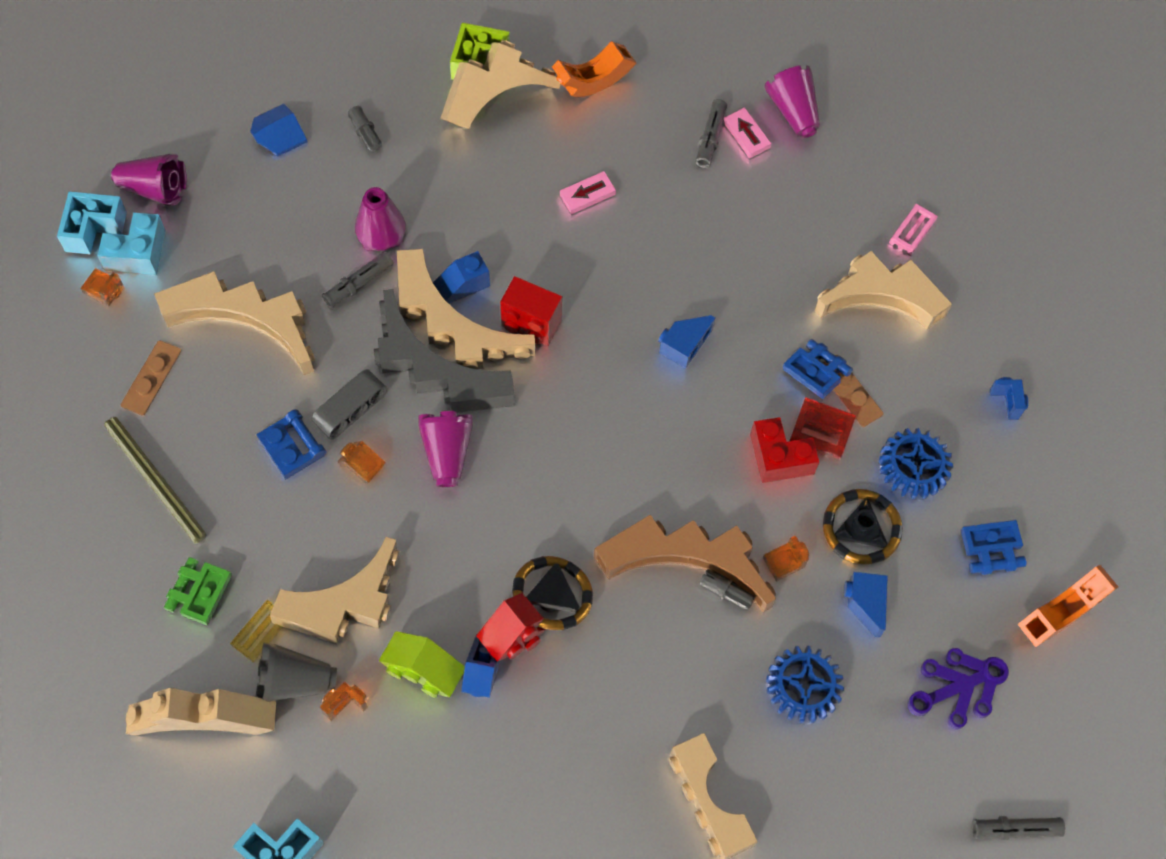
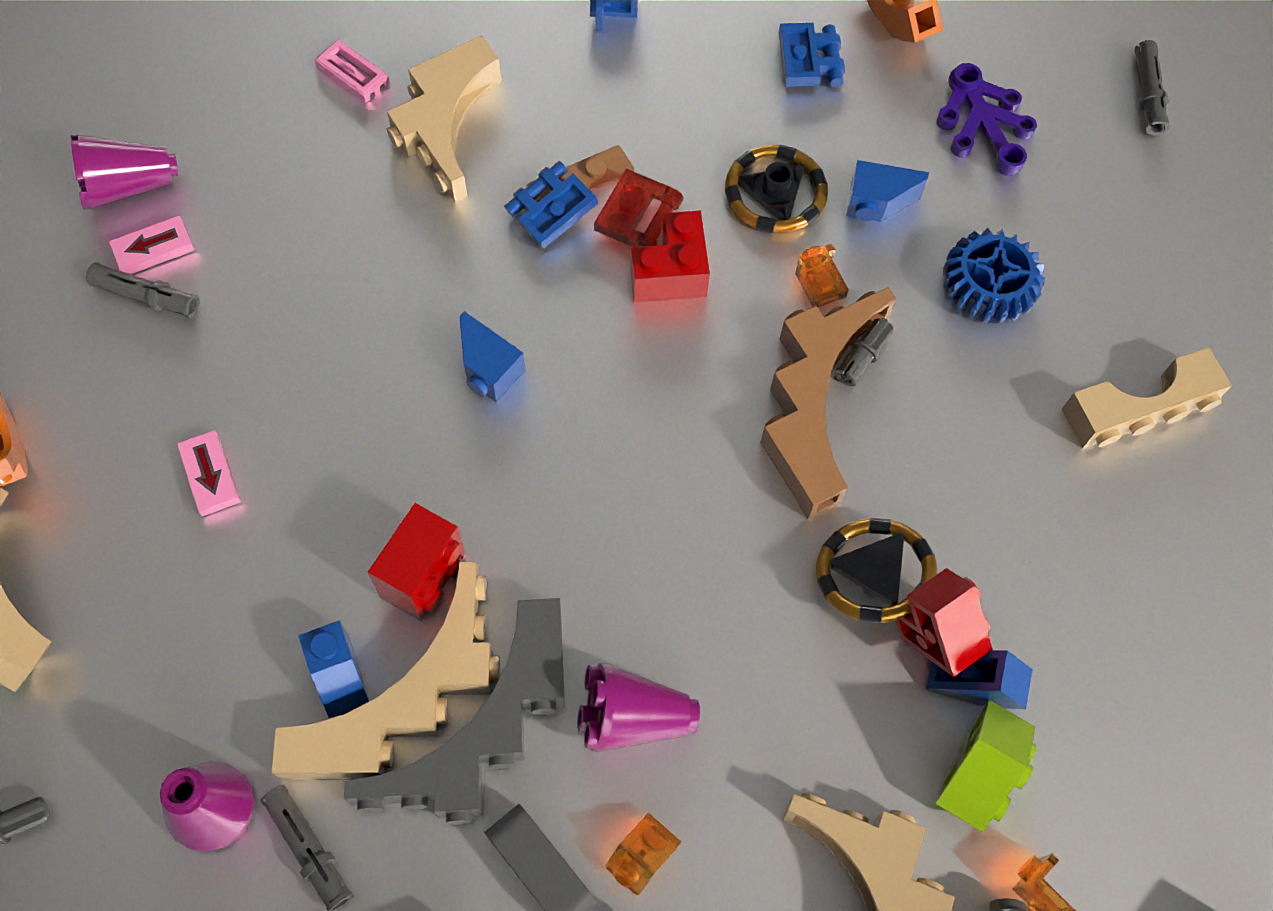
camera: 85 degrees left, 0 degrees up
(935, 461) = (716, 124): blue gear -> none

